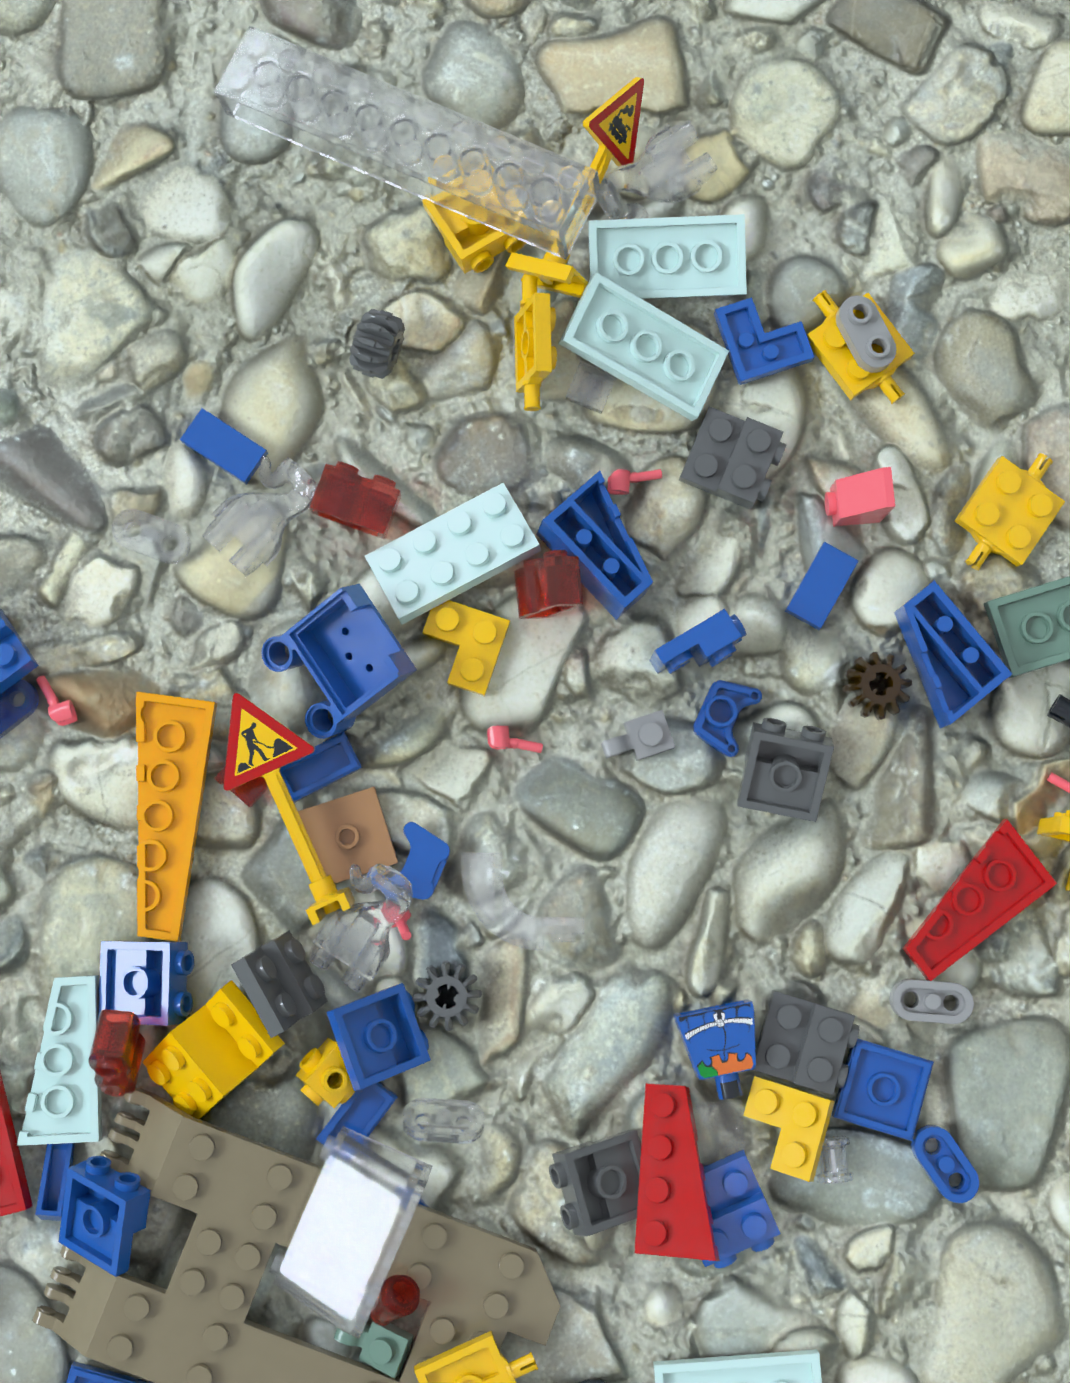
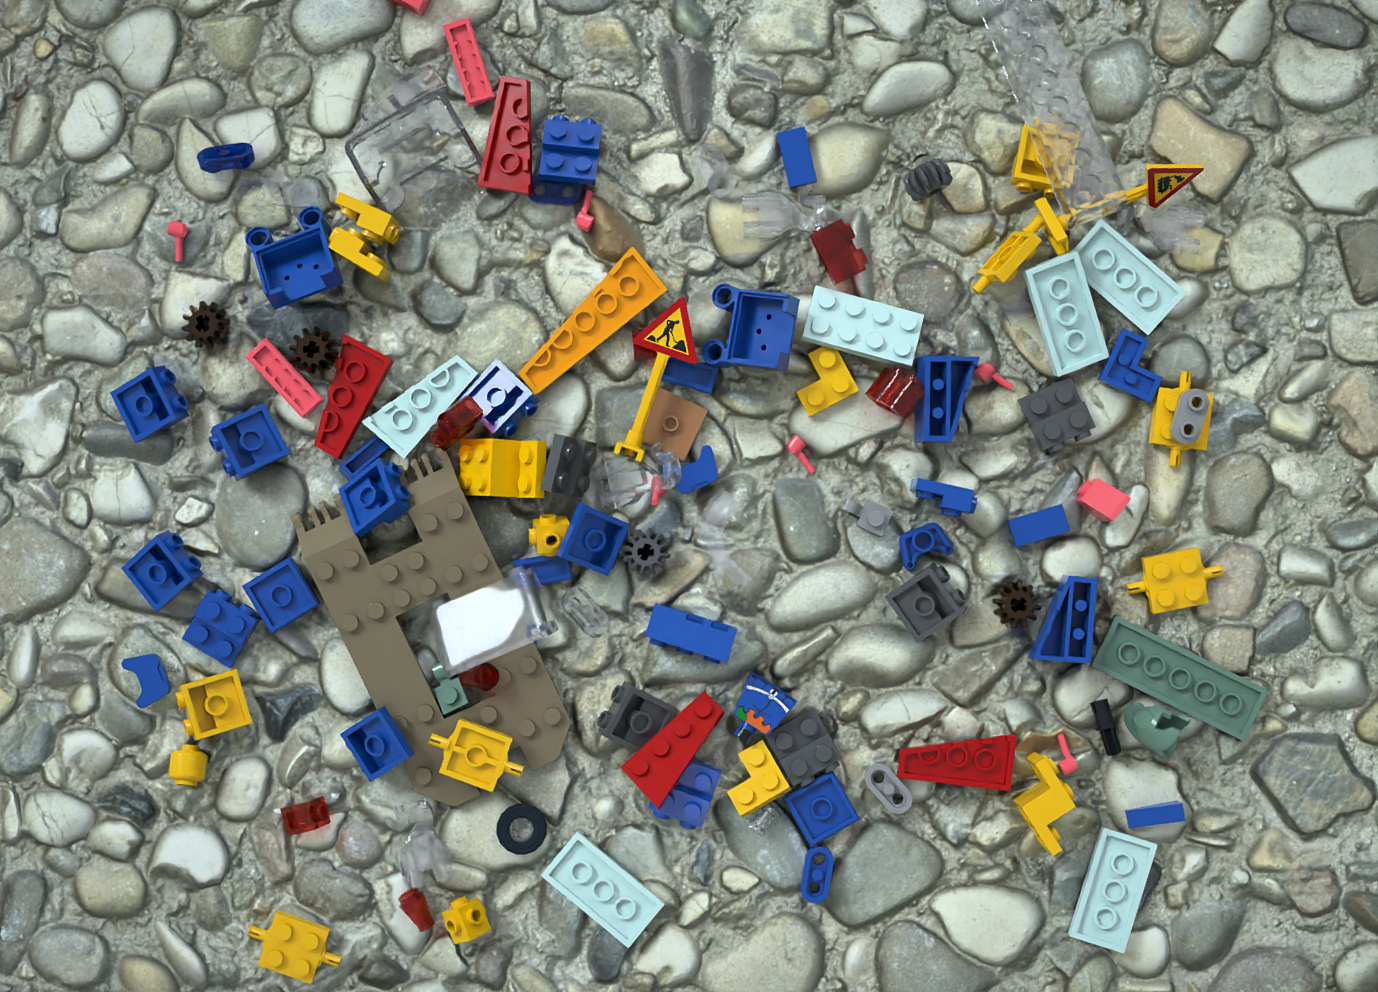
camera: 45 degrees right, 5 degrees up
(574, 1037) = (690, 633): none -> blue wedge

